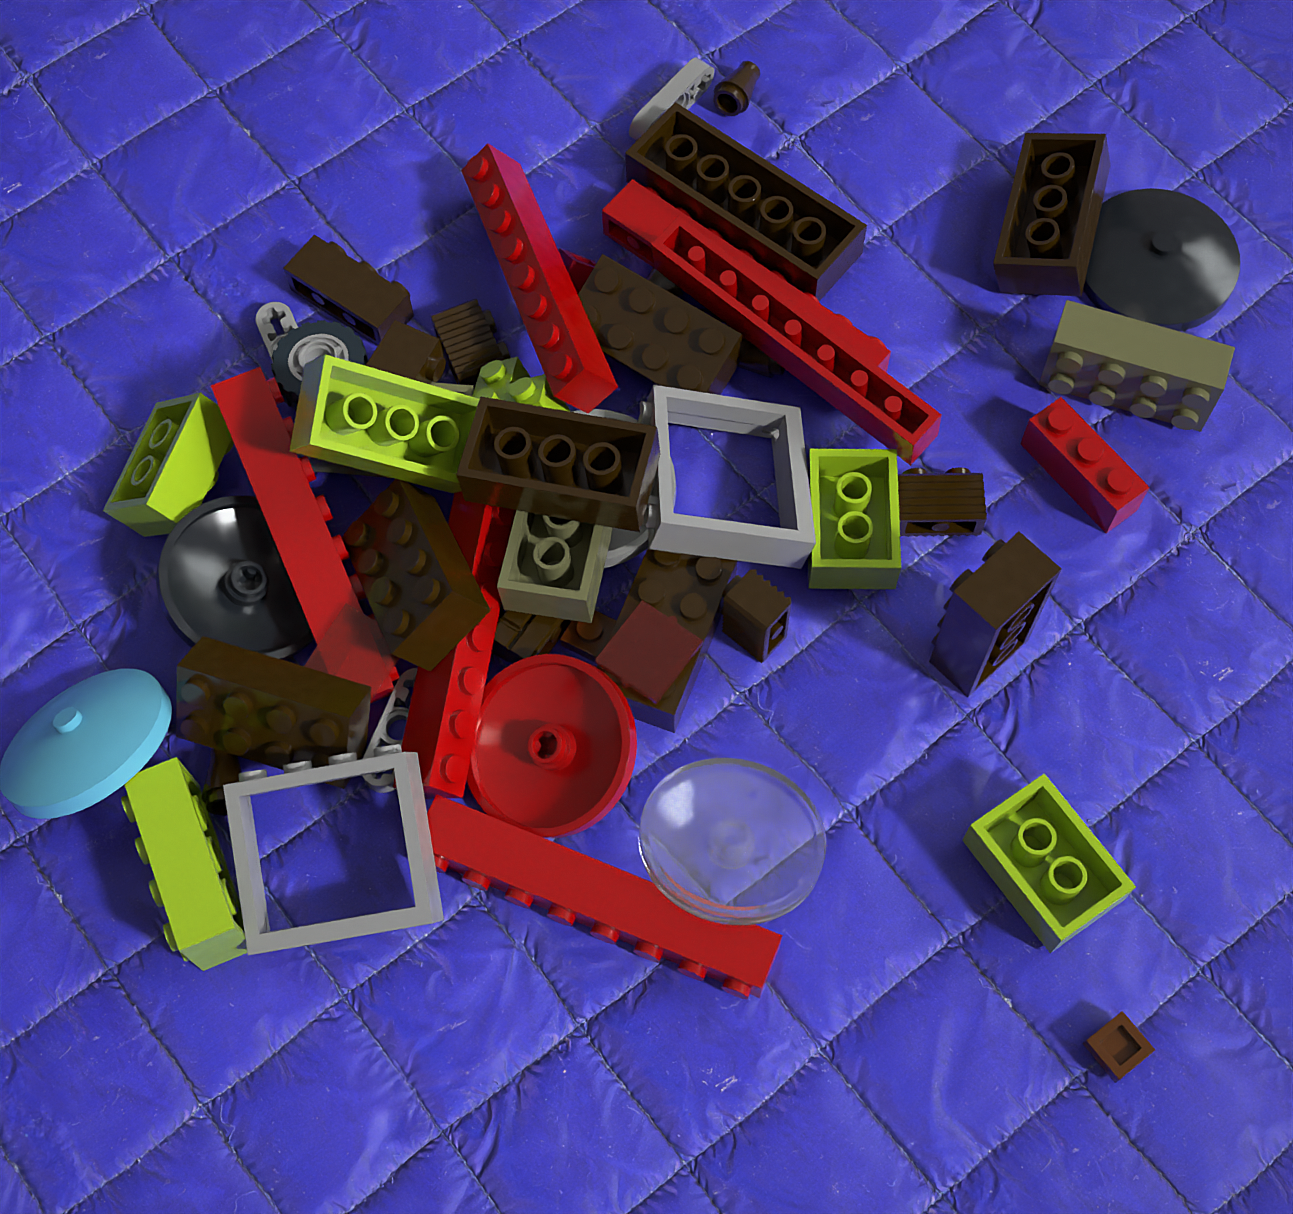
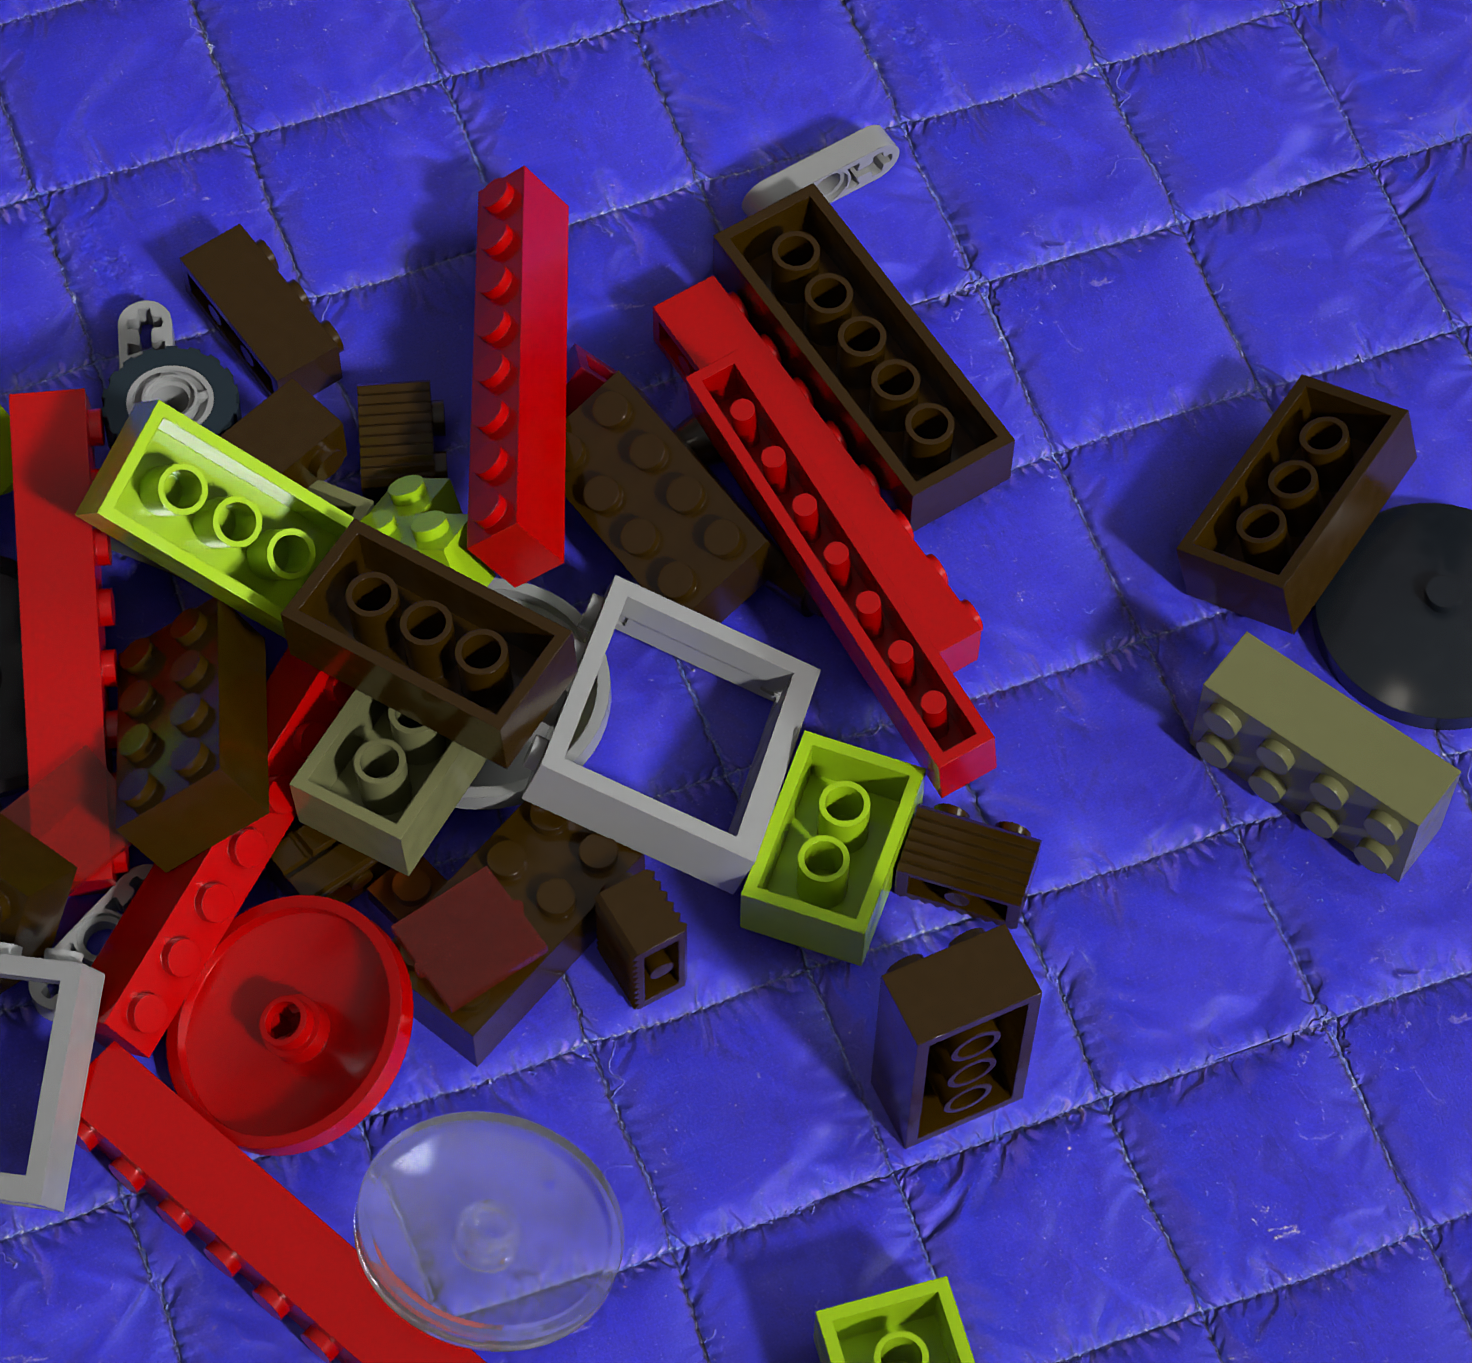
camera: 15 degrees right, 5 degrees down
(735, 91) = (920, 188): dark brown cone -> none
(1084, 465) = (1197, 875): red brick -> none

